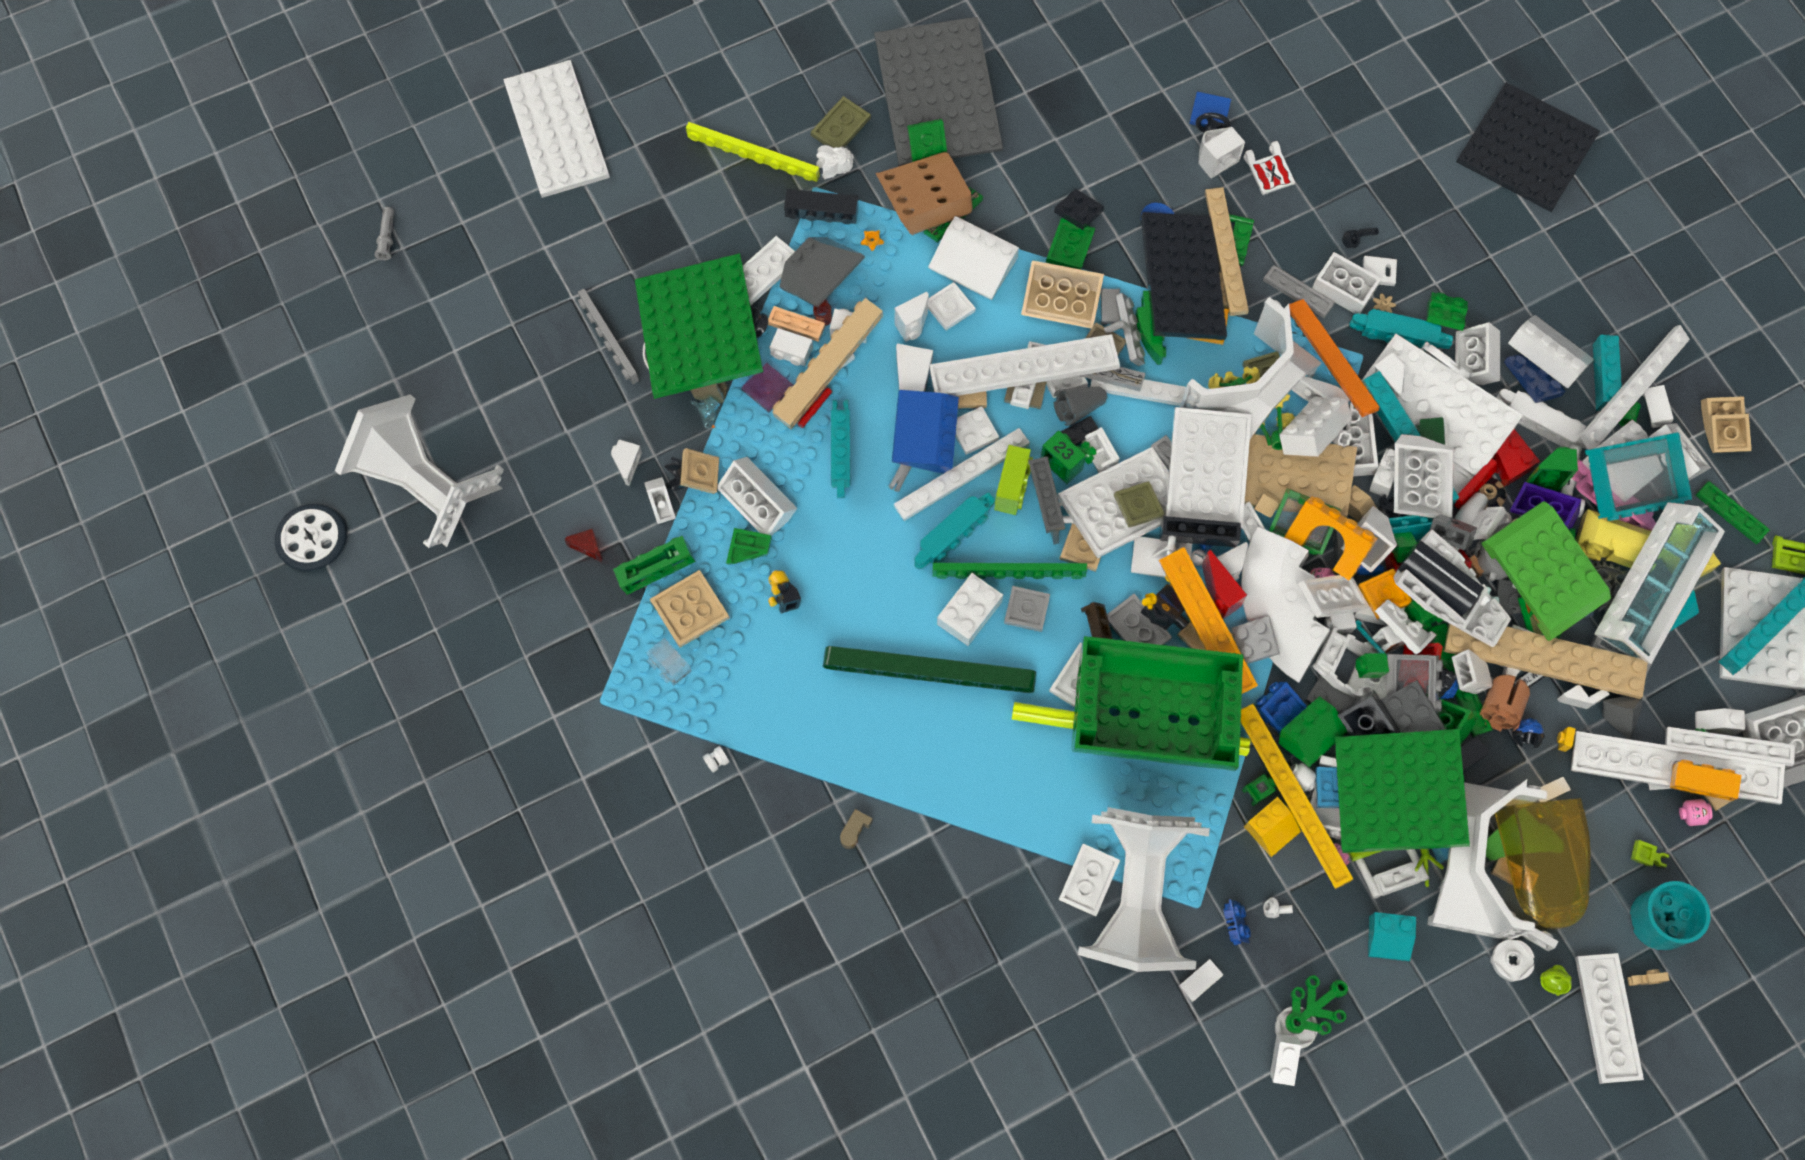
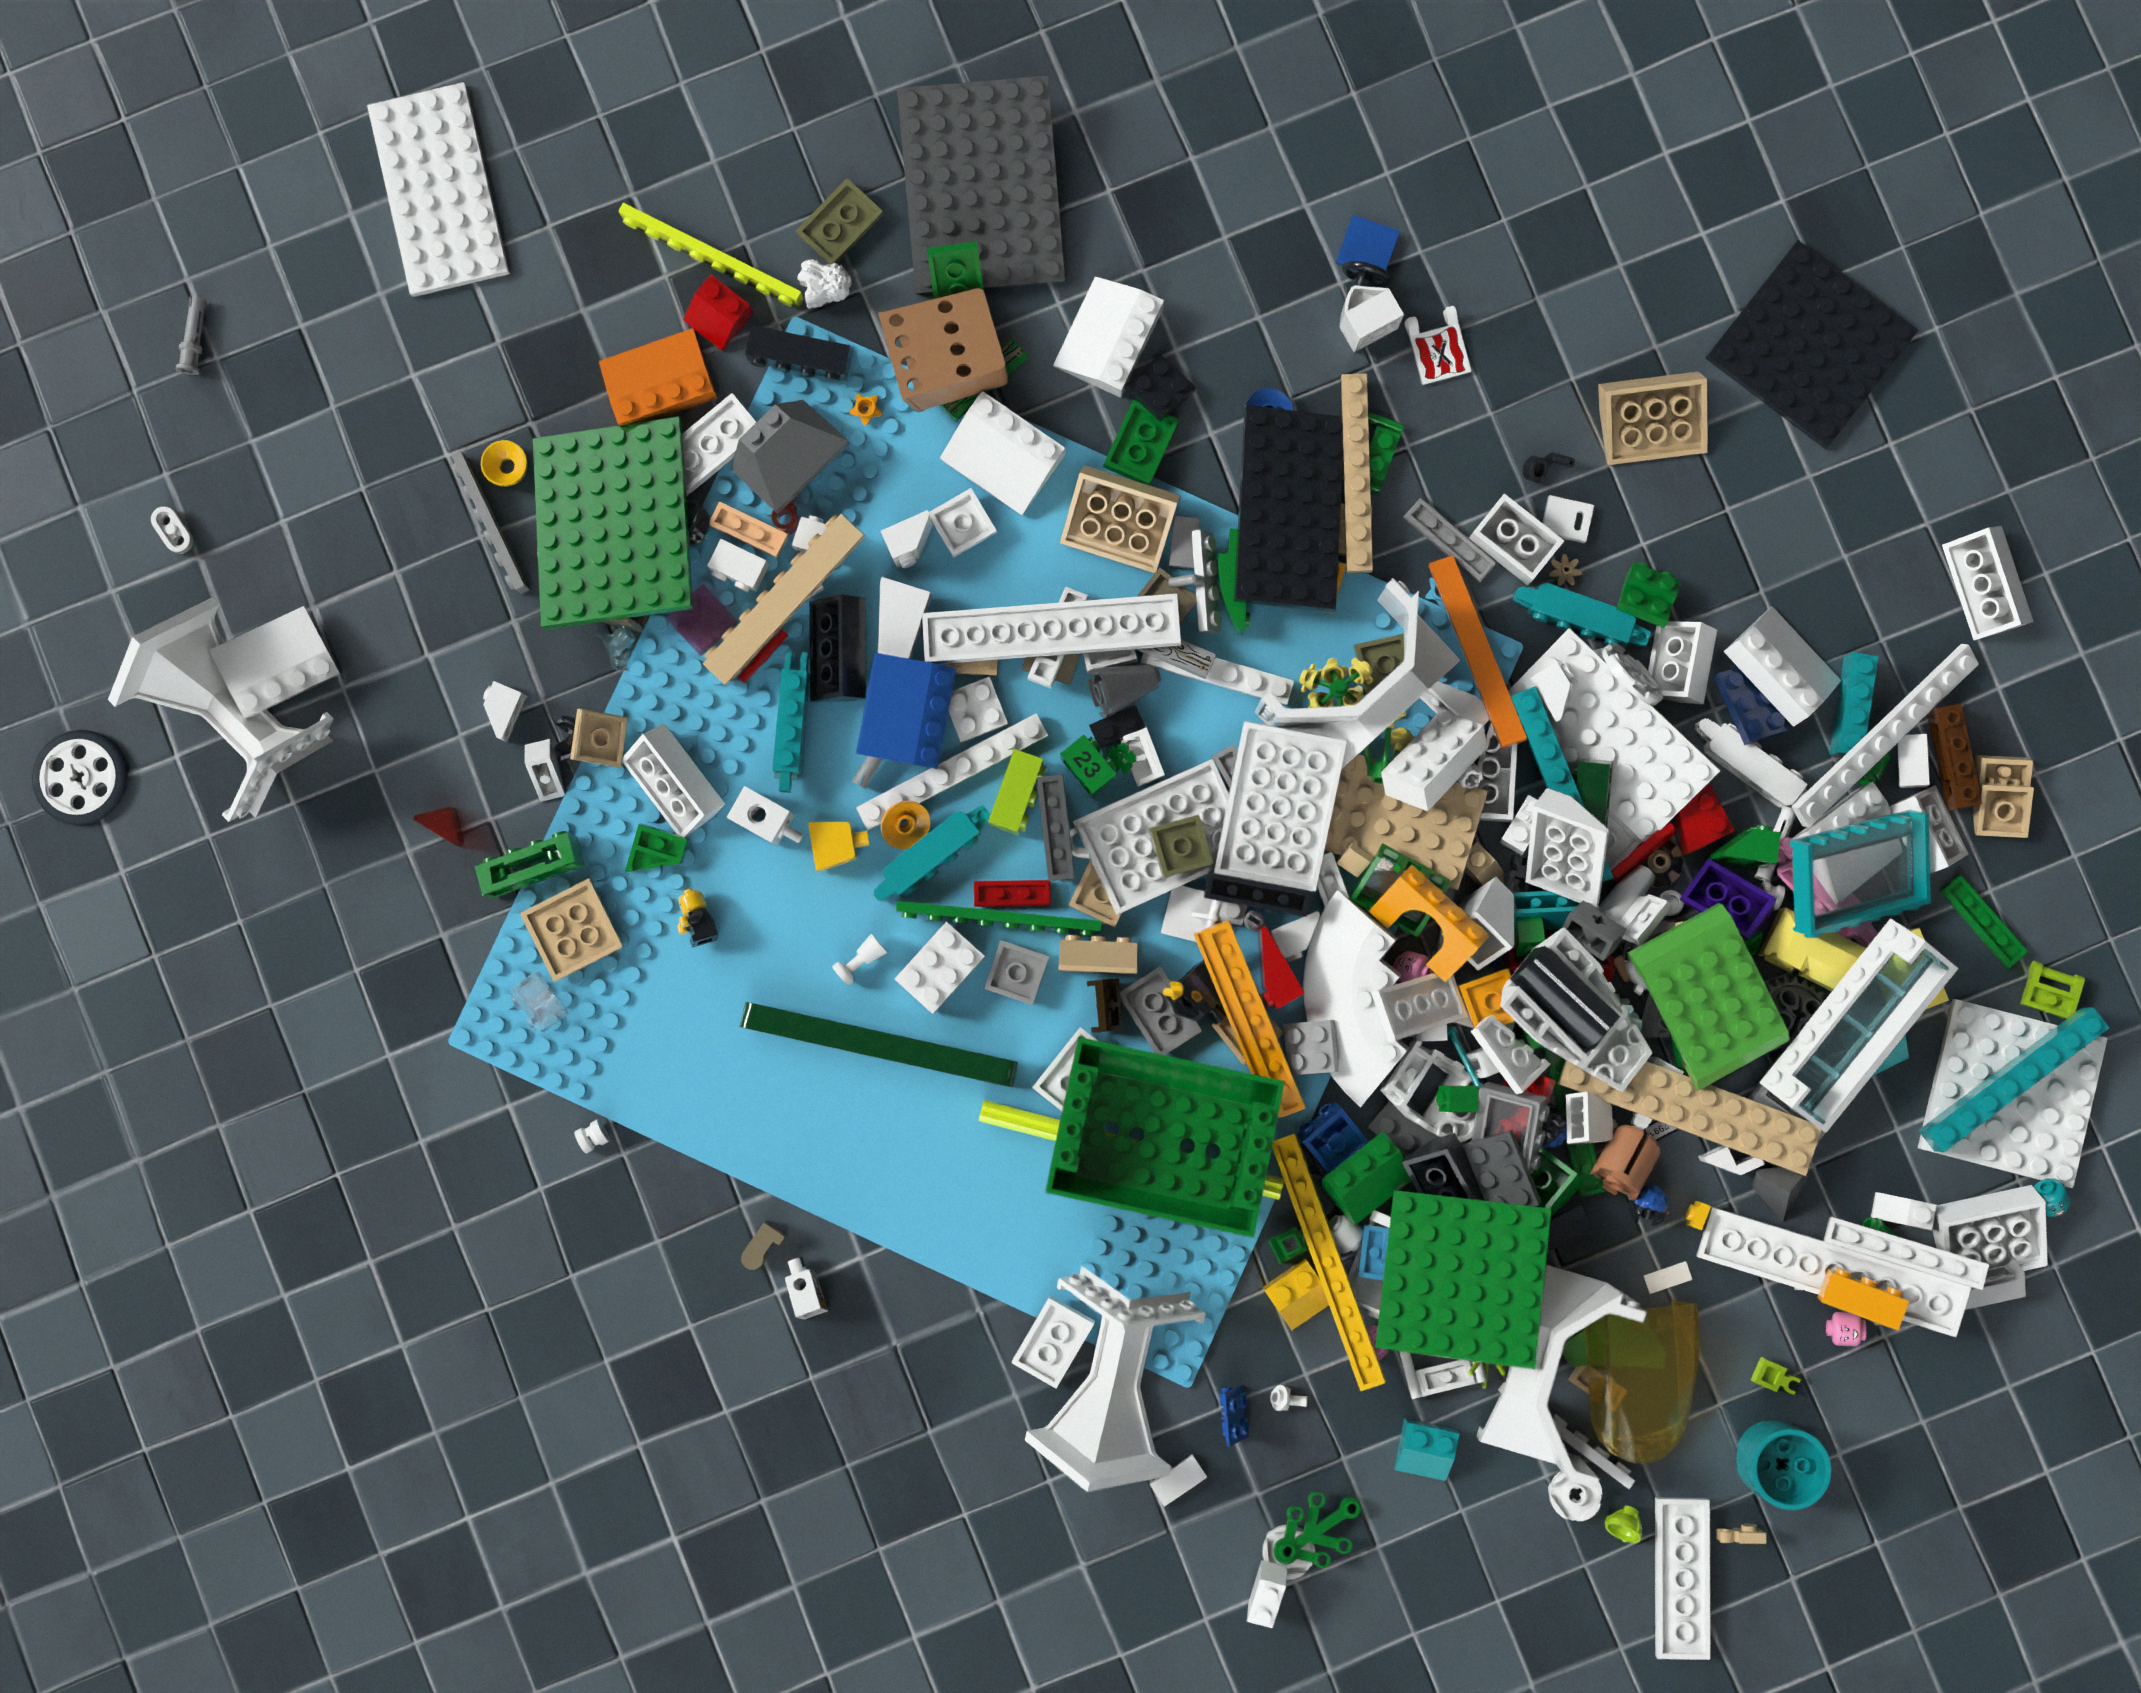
camera: 10 degrees right, 15 degrees up
(375, 362) = (173, 531): none -> white plate
(456, 441) = (274, 662): none -> white slope
(615, 289) = (495, 455): none -> yellow piece
(722, 233) = (657, 379): none -> orange slope
(760, 187) = (717, 313): none -> red slope
(826, 513) = (774, 825): none -> white piece
(869, 396) = (837, 649): none -> black slope
(881, 529) = (835, 843): none -> yellow torso
(892, 859) = (810, 1300): none -> white torso
(914, 604) = (867, 953): none -> white piece
(940, 510) = (915, 827): none -> light orange dish
(1017, 553) = (1012, 893): none -> red tile
(1038, 179) = (1109, 335): none -> white slope
(1086, 590) = (1098, 955): none -> tan slope
(1428, 200) = (1654, 417): none -> tan slope
(1684, 285) = (1987, 582): none -> white slope
(1686, 401) = (1954, 757): none -> reddish brown brick

